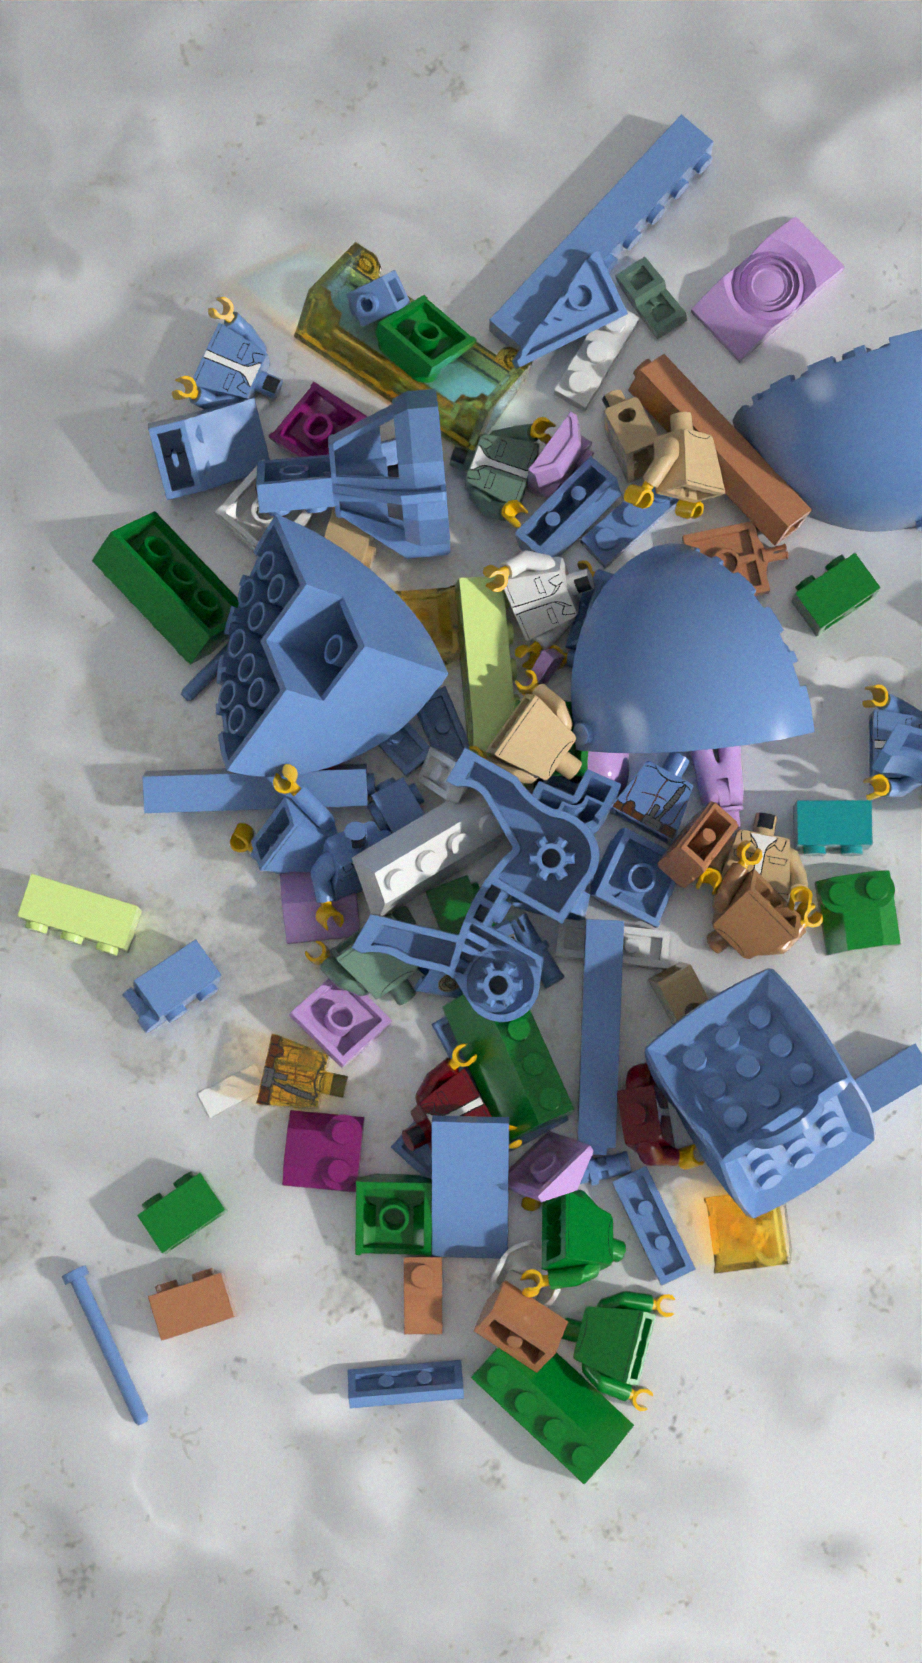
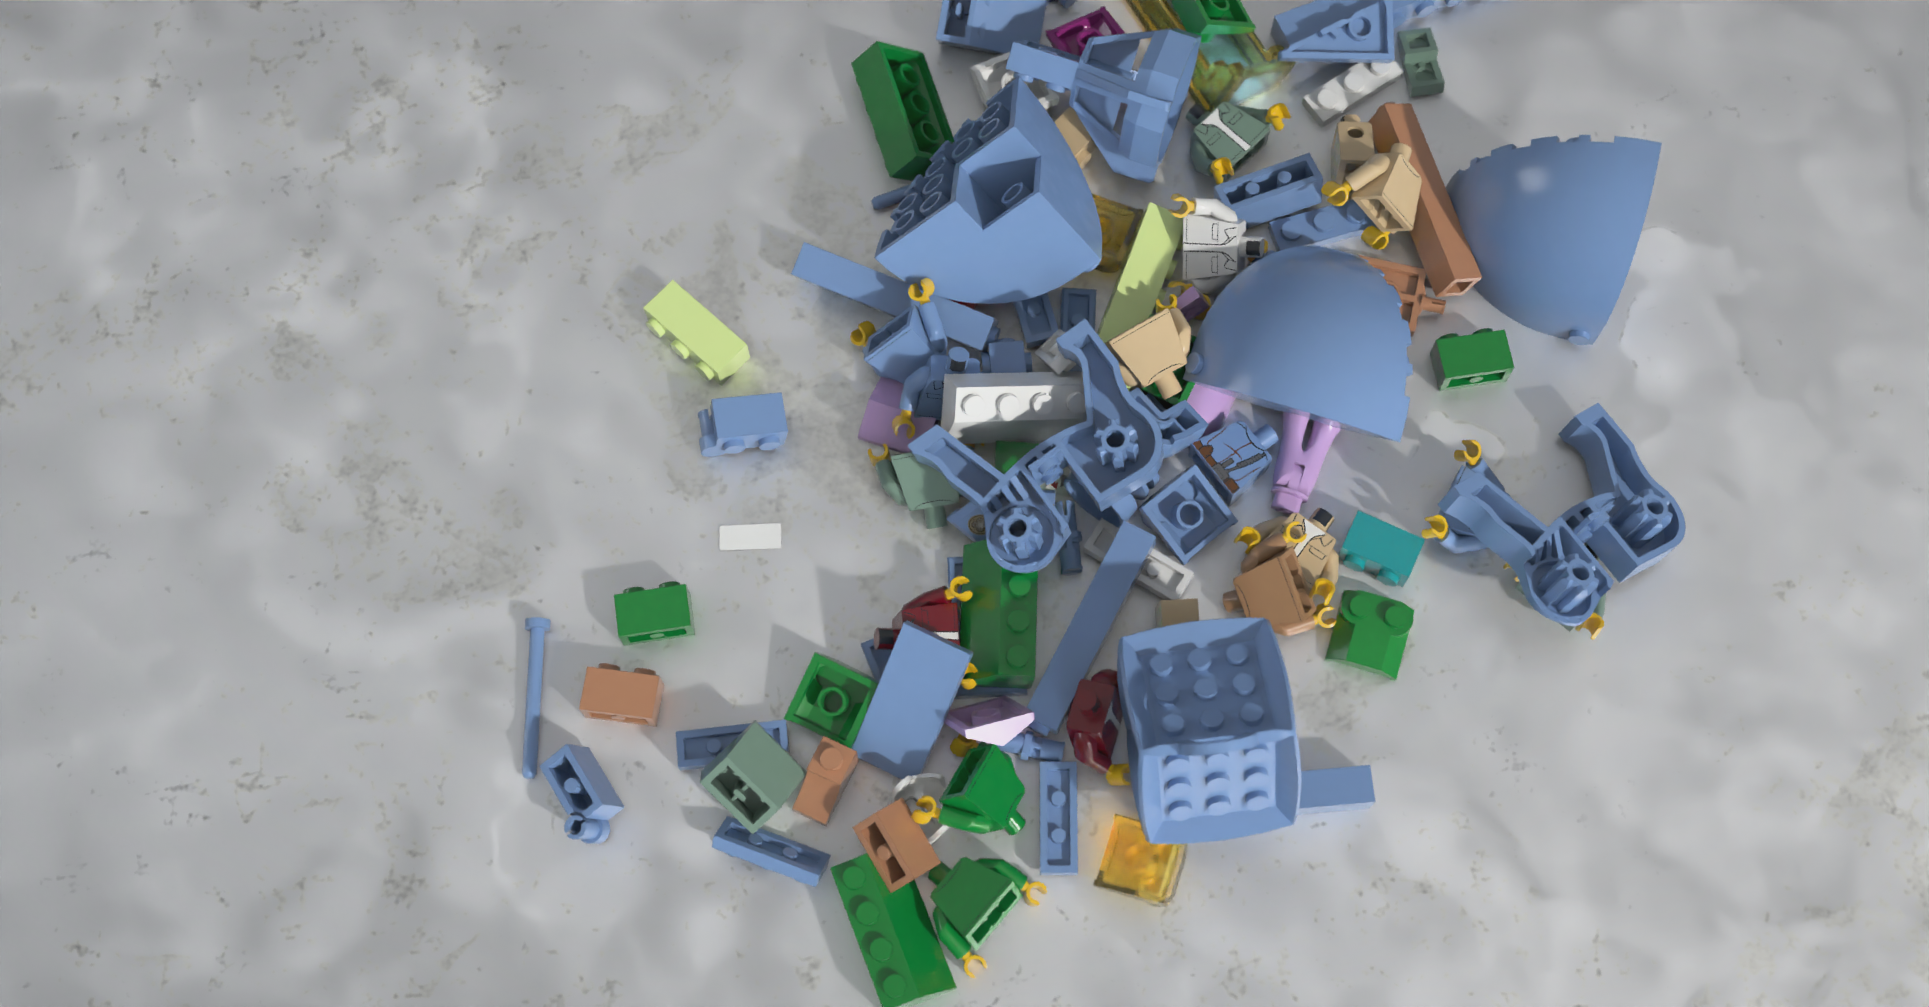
camera: 25 degrees right, 10 degrees down
(203, 1414) = (582, 792): none -> medium blue hinge
(297, 1076) = (809, 546): clear yellow torso -> none
(319, 1301) = (701, 746): none -> medium blue plate
(323, 1151) = (800, 620): magenta slope -> none
(340, 1021) = (870, 518): lavender slope -> none
(356, 1327) = (752, 777): none -> sand green slope
(559, 458) = (1280, 142): lavender slope -> none
(697, 844) = (1252, 505): nougat brick -> none
(767, 288) = (1523, 95): lavender slope -> none

